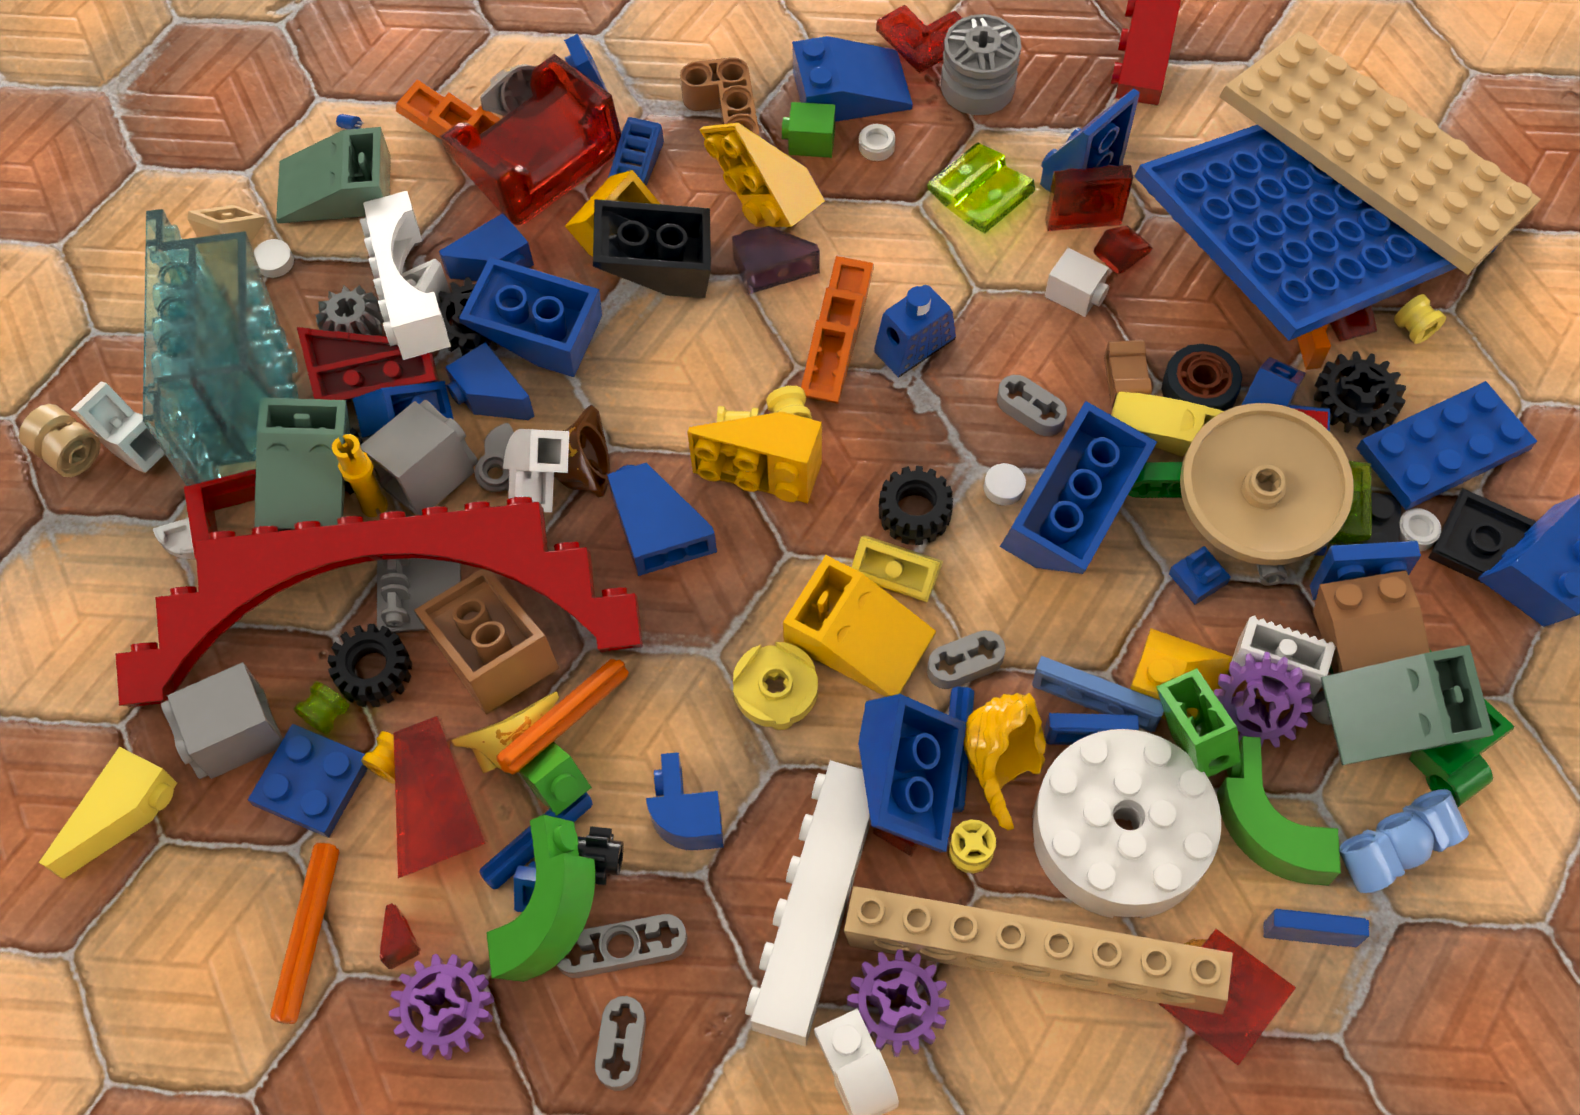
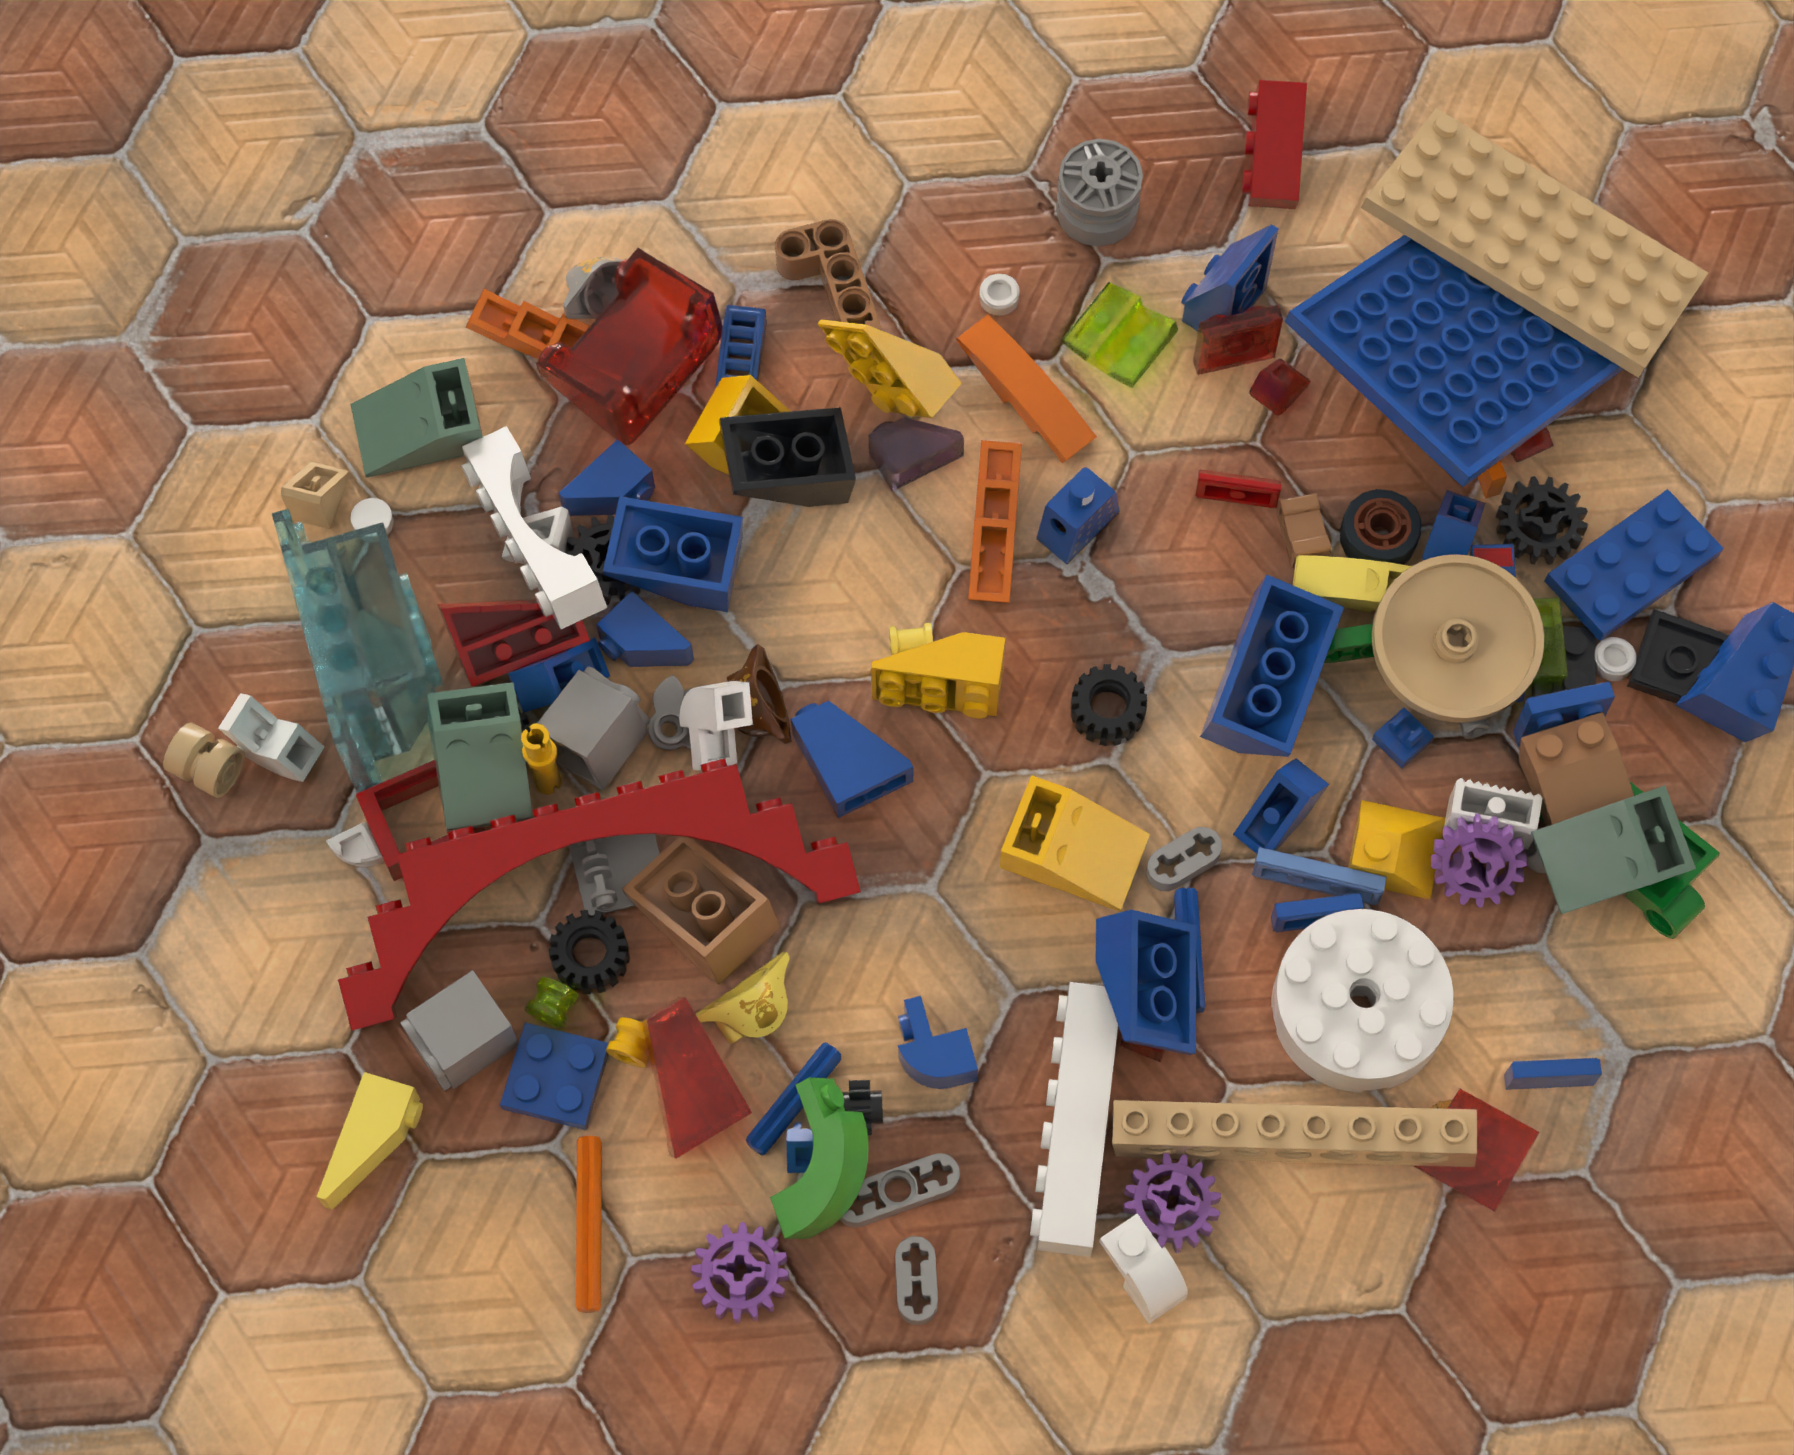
camera: 10 degrees left, 5 degrees up
(348, 121) = (413, 344): blue piece -> none
(350, 312) = (472, 566): light grey gear -> none
(397, 939) = (685, 1216): clear red slope -> none
(555, 778) = (800, 1037): bright green brick -> none
(562, 716) = (799, 976): orange axle -> none
(582, 60) = (668, 252): blue wing -> none
(777, 708) = (992, 889): light yellow plate -> none
(788, 400) = (961, 616): light yellow wheel -> none
(810, 129) = (926, 291): bright green brick -> none
(850, 75) = (956, 225): blue slope -> none
(887, 219) = (1026, 387): none -> orange slope
(897, 567) = (1099, 773): light yellow slope -> none
(917, 43) = (1025, 168): clear red plate -> none
(976, 837) = (1221, 1035): light yellow wheel -> none
(1003, 743) = (1234, 939): yellow hair -> none
(1004, 484) = (1194, 668): white tile -> none
(1031, 405) = (1209, 579): light grey beam -> none
(1069, 621) = (1281, 806): none -> blue slope
(1070, 330) = (1238, 488): none -> red slope
(1077, 282) = (1238, 435): white brick -> none
(1212, 735) = (1431, 905): bright green torso -> none
(1266, 836) = (1493, 990): bright green arch -> none
(1403, 841) = (1626, 978): light blue piece -> none
(1419, 318) = (1595, 429): light yellow wheel -> none

